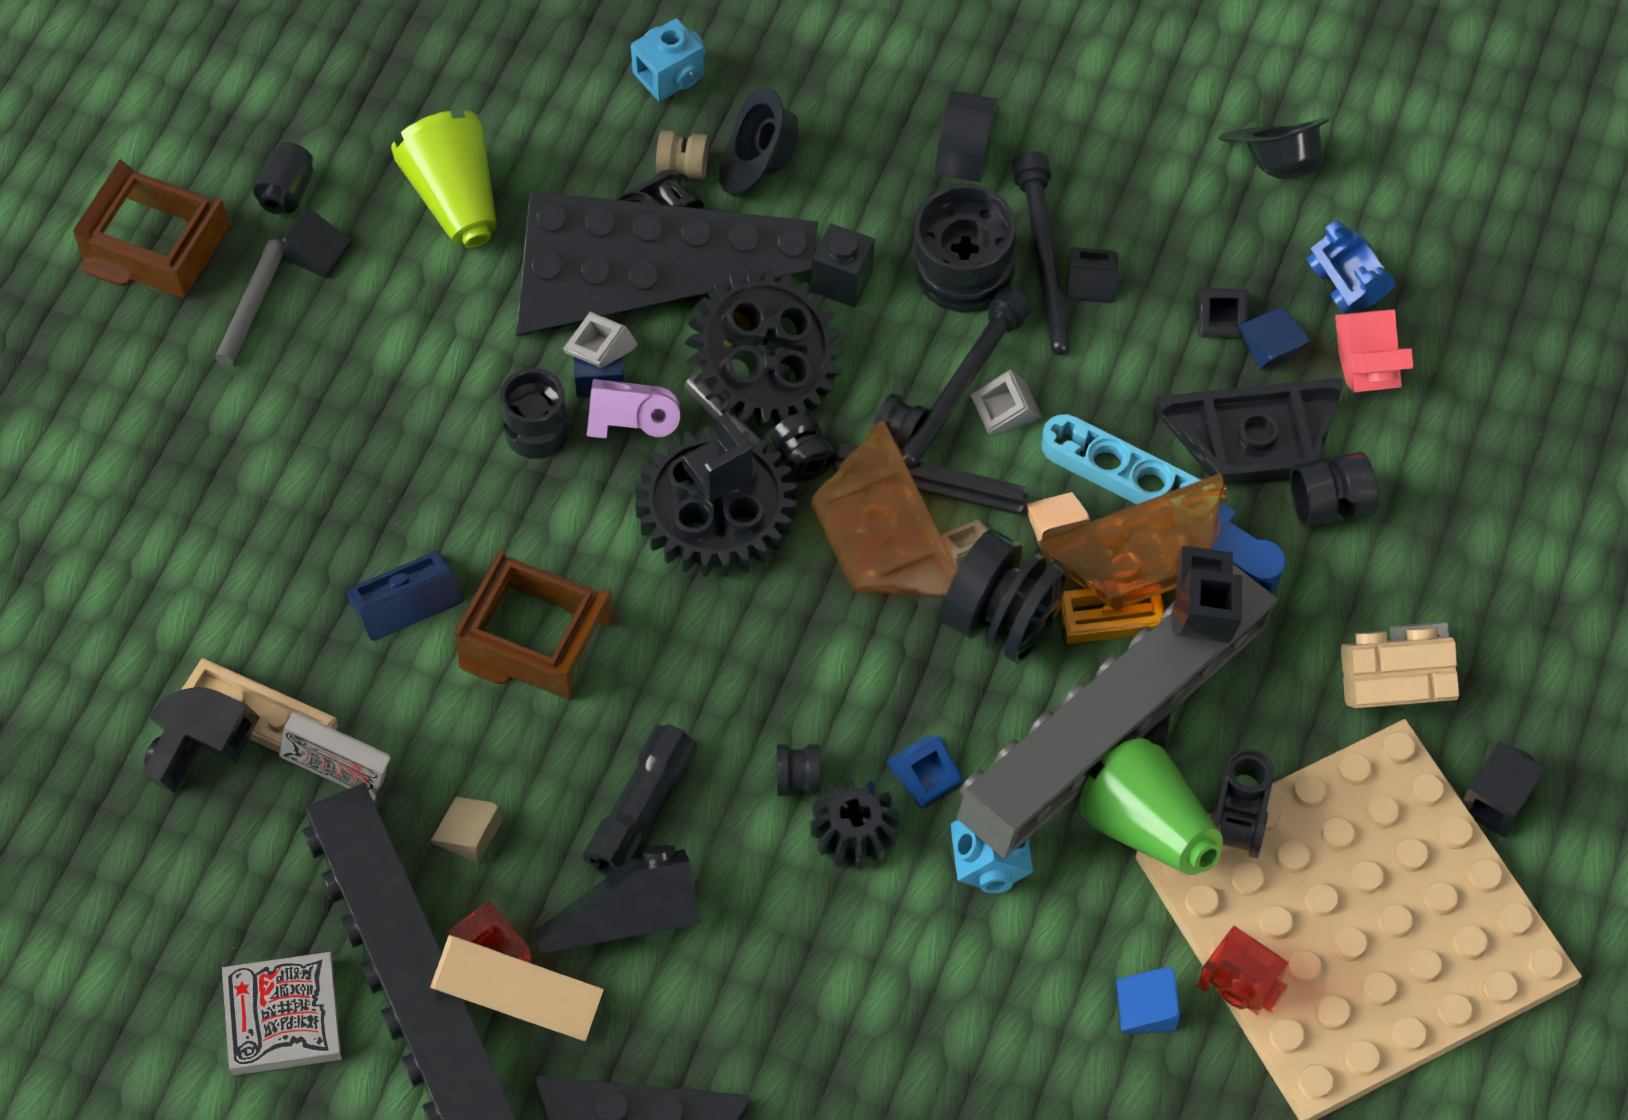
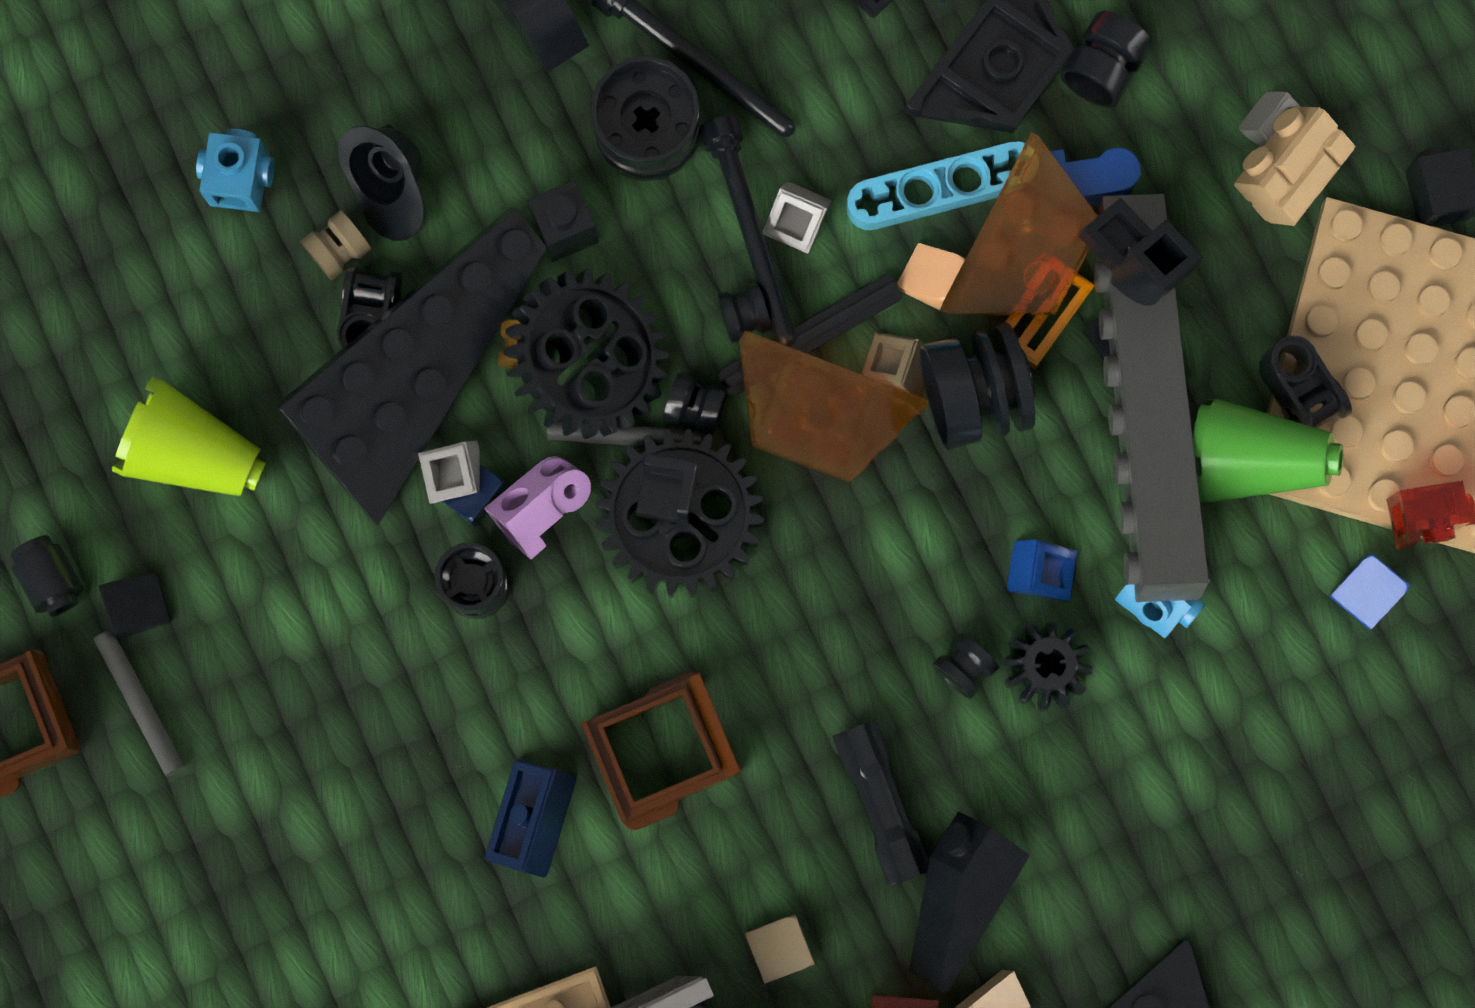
camera: 45 degrees left, 20 degrees up
(1092, 275) = (745, 40): black slope -> none

